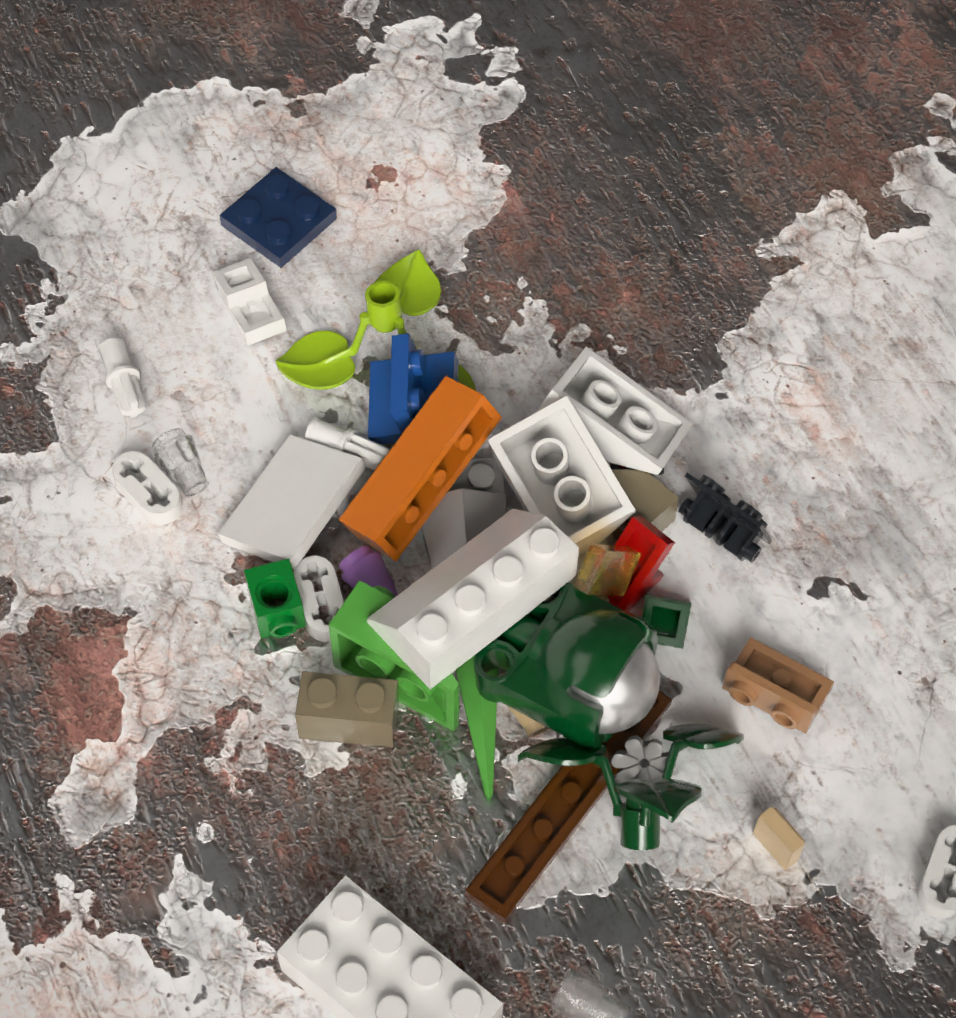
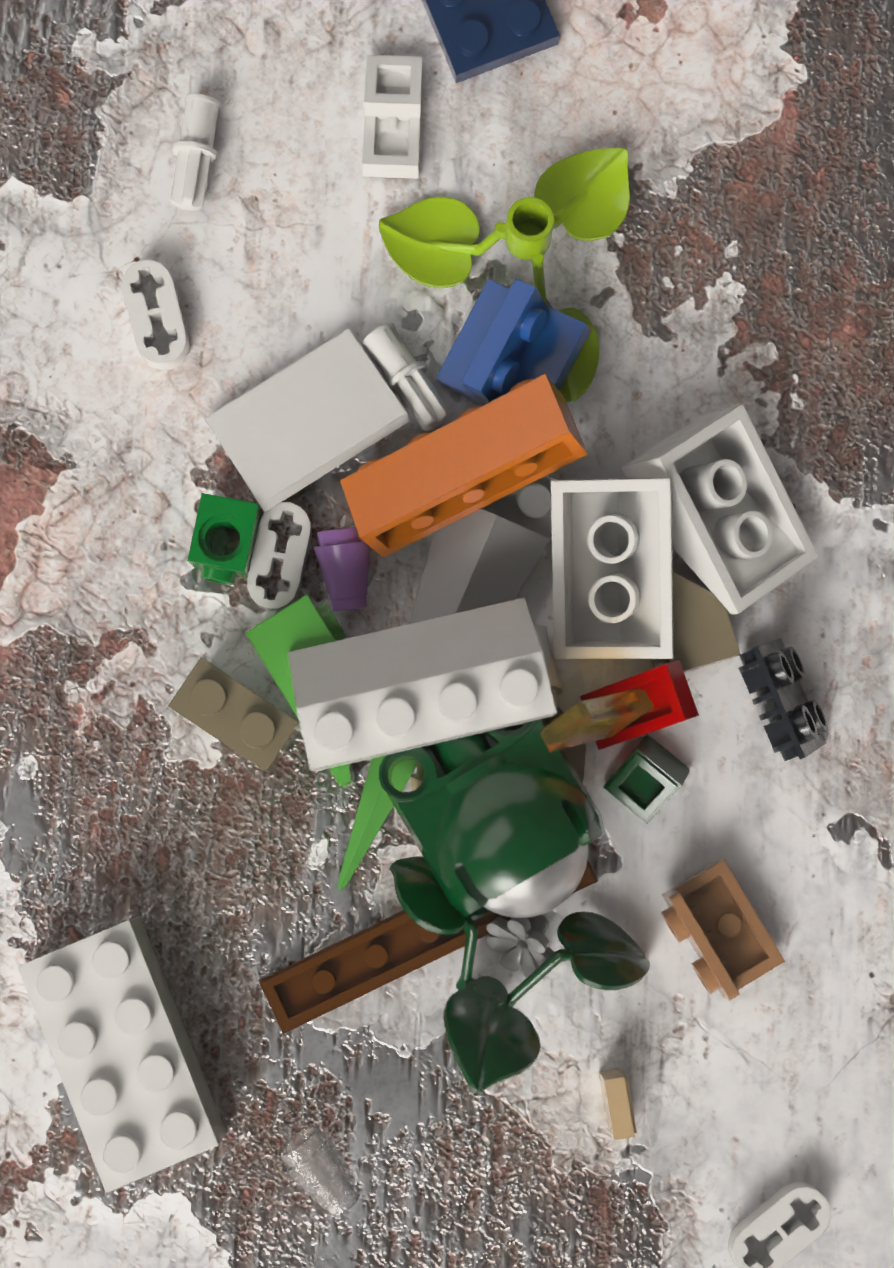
camera: 25 degrees right, 25 degrees up
(180, 460) = (207, 302): clear cone -> none

